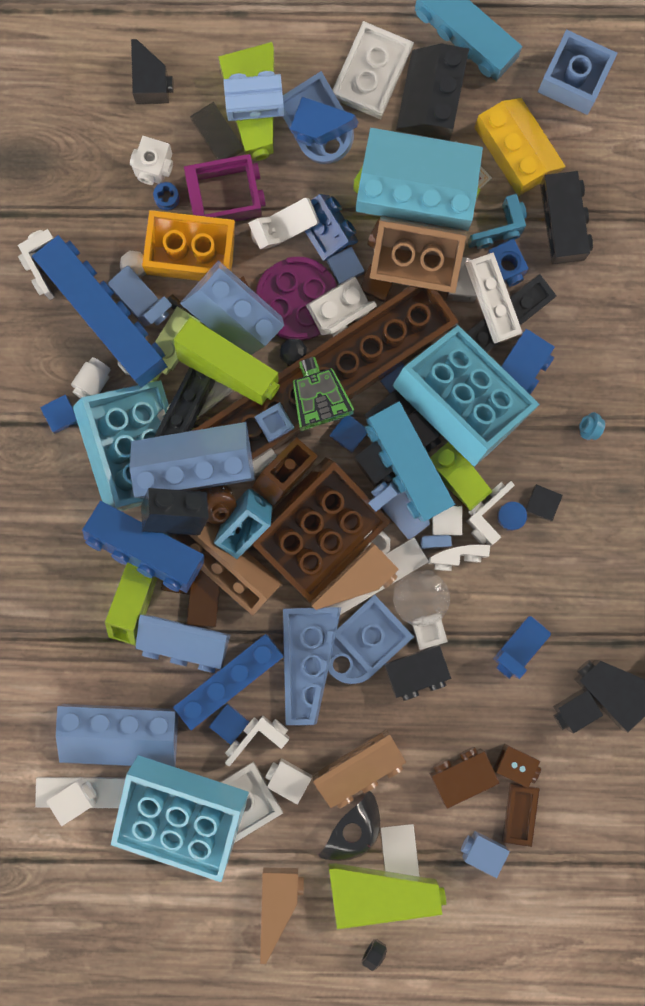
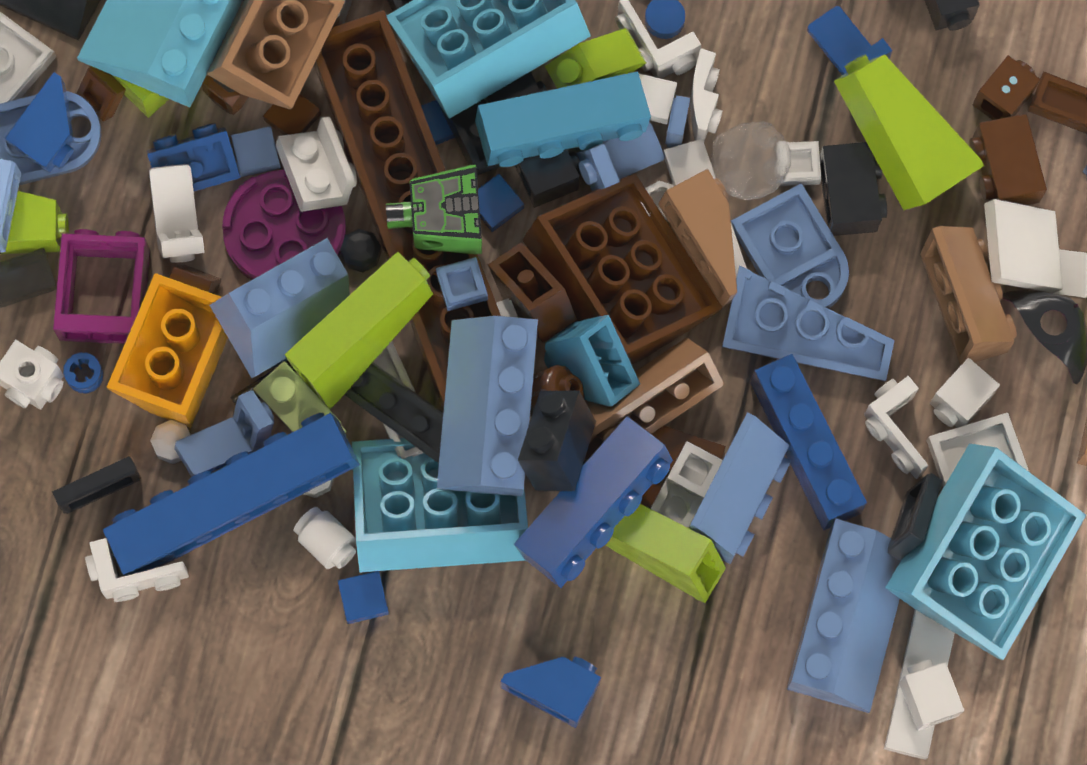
camera: 75 degrees left, 10 degrees down
(25, 552) = (556, 687): none -> blue slope
(91, 224) = (97, 485): none -> black tile
(177, 606) = (687, 484): none -> white slope
(191, 765) = (914, 516): none -> black tile
(229, 724) = (868, 460): blue tile -> none
(243, 249) = (195, 278): none -> reddish brown tile
(356, 154) = (101, 92): none -> reddish brown tile
(403, 800) = (1023, 246): none -> white tile
(459, 702) = (904, 132): none -> lime slope

